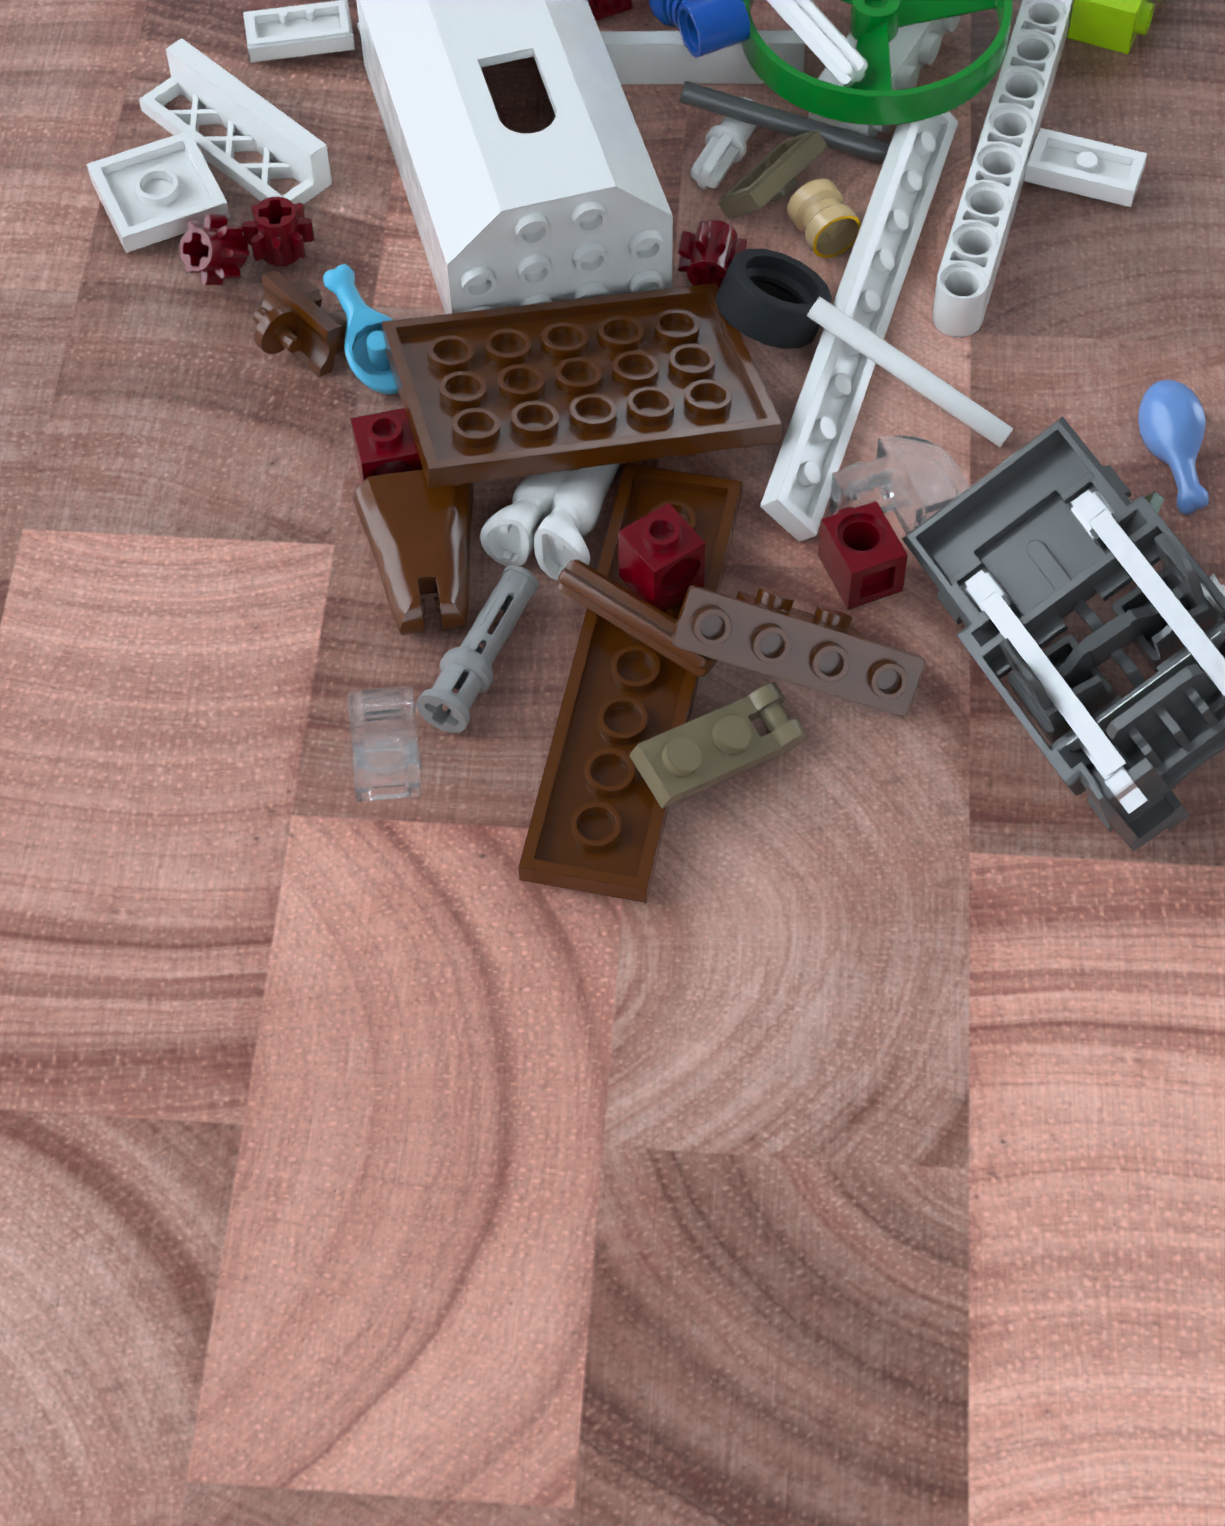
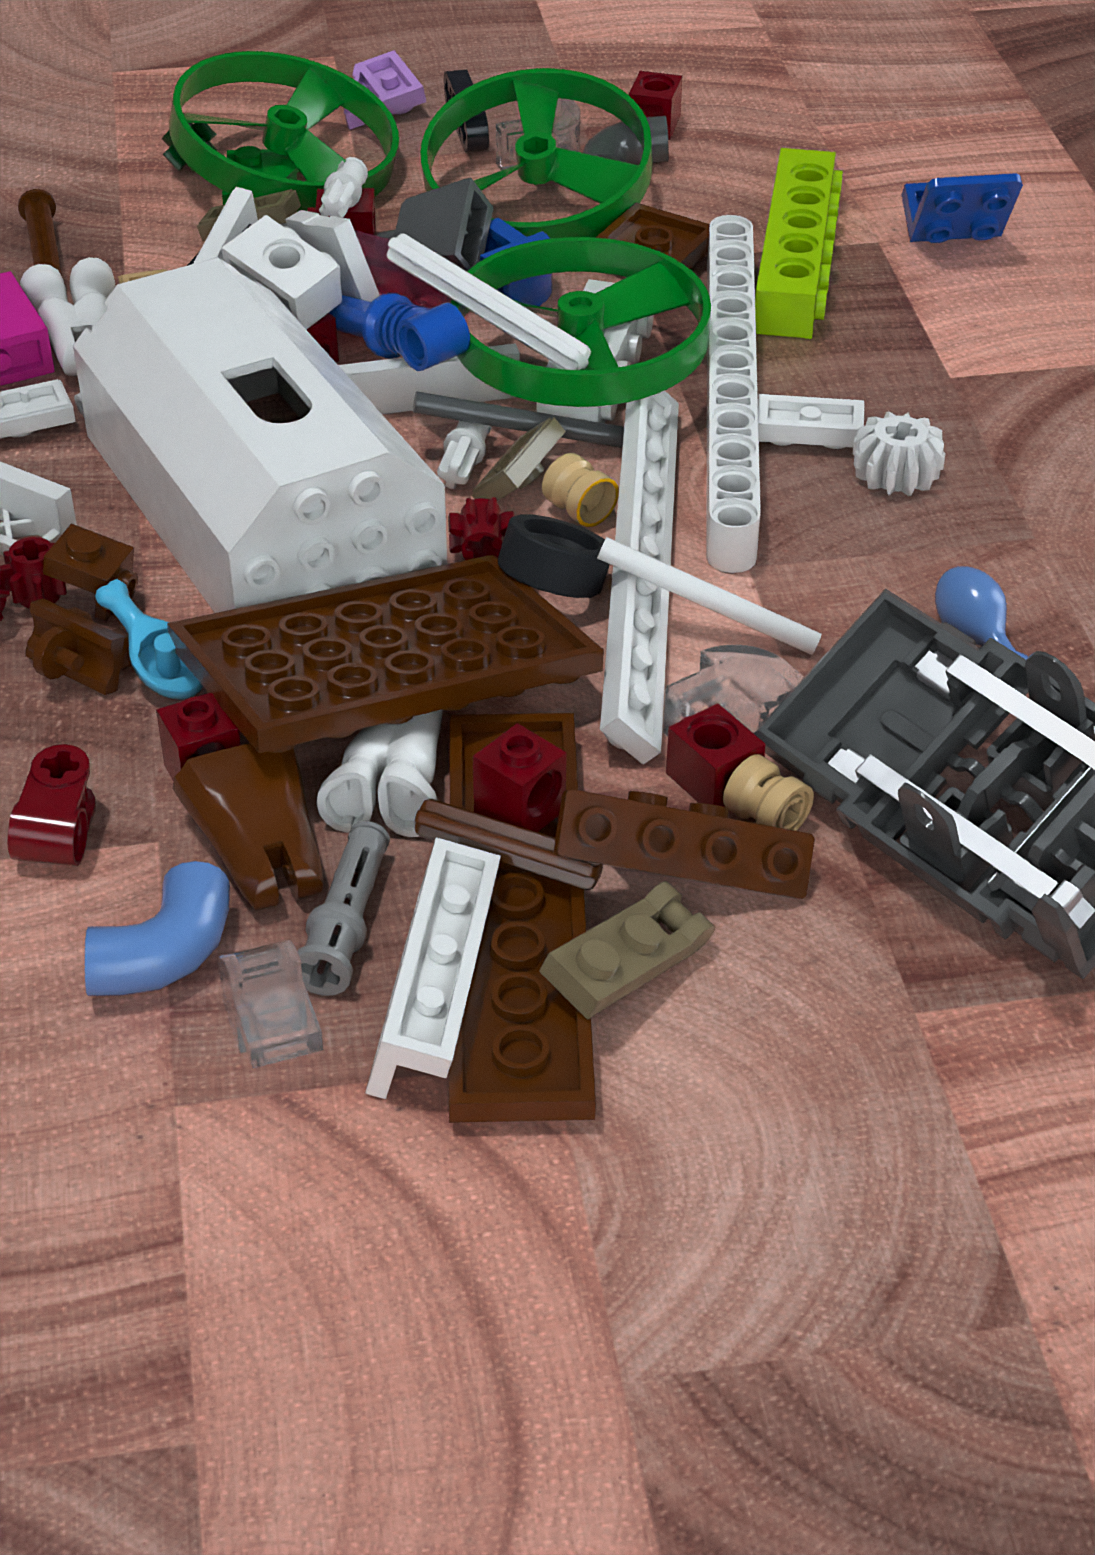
camera: 15 degrees left, 15 degrees down
(244, 500) = (53, 809): none -> dark red piece
(318, 658) = (166, 946): none -> medium blue cylinder
(330, 234) = (90, 562): none -> reddish brown bracket
(542, 726) = (436, 965): none -> white fence
(903, 611) = (766, 796): none -> tan wheel
(1162, 225) = (898, 453): none -> white gear

